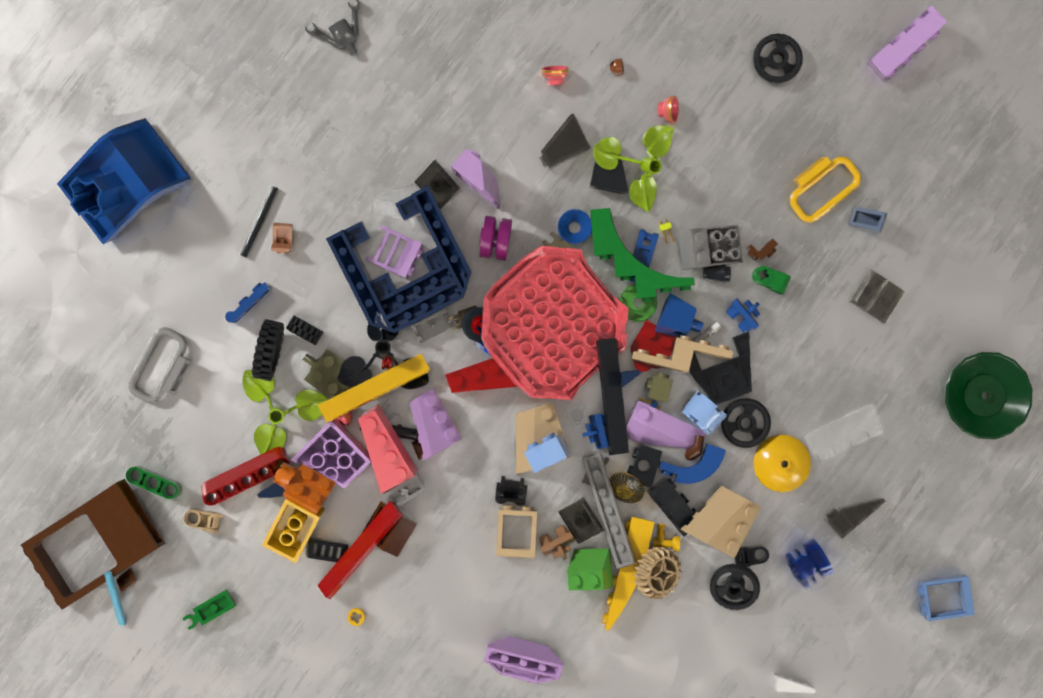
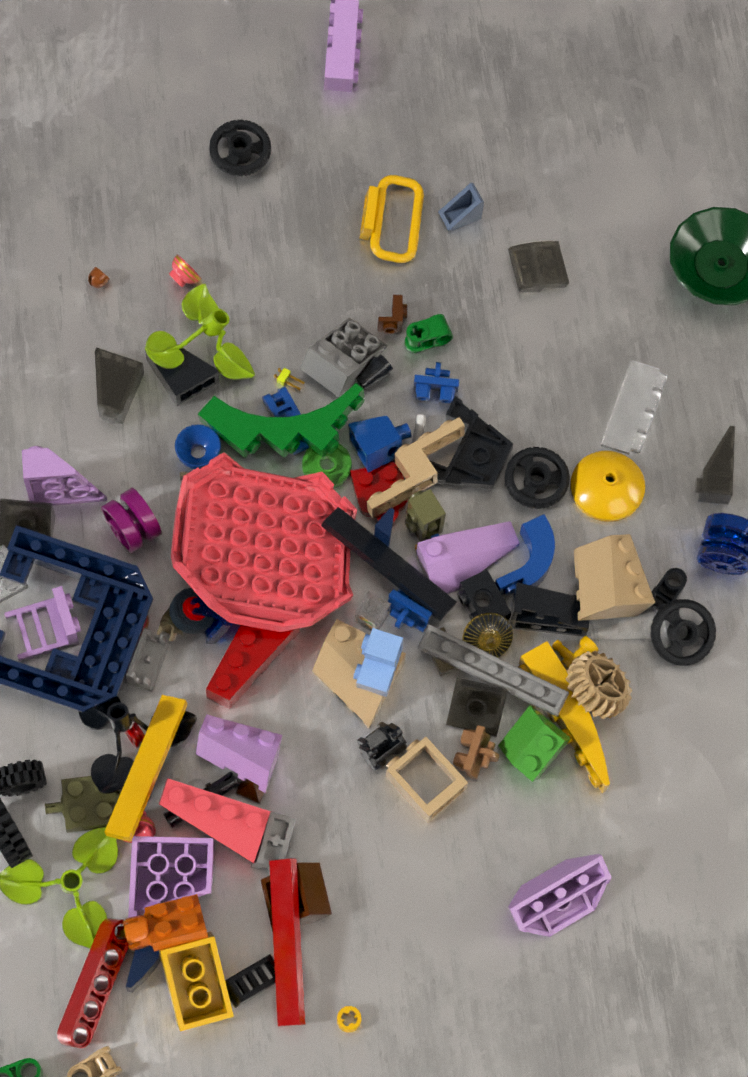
camera: 50 degrees left, 20 degrees down
(555, 74) = (45, 333): coral piece -> none
(696, 449) = (516, 543): reddish brown arm -> none
(703, 411) = (489, 499): light blue brick -> none

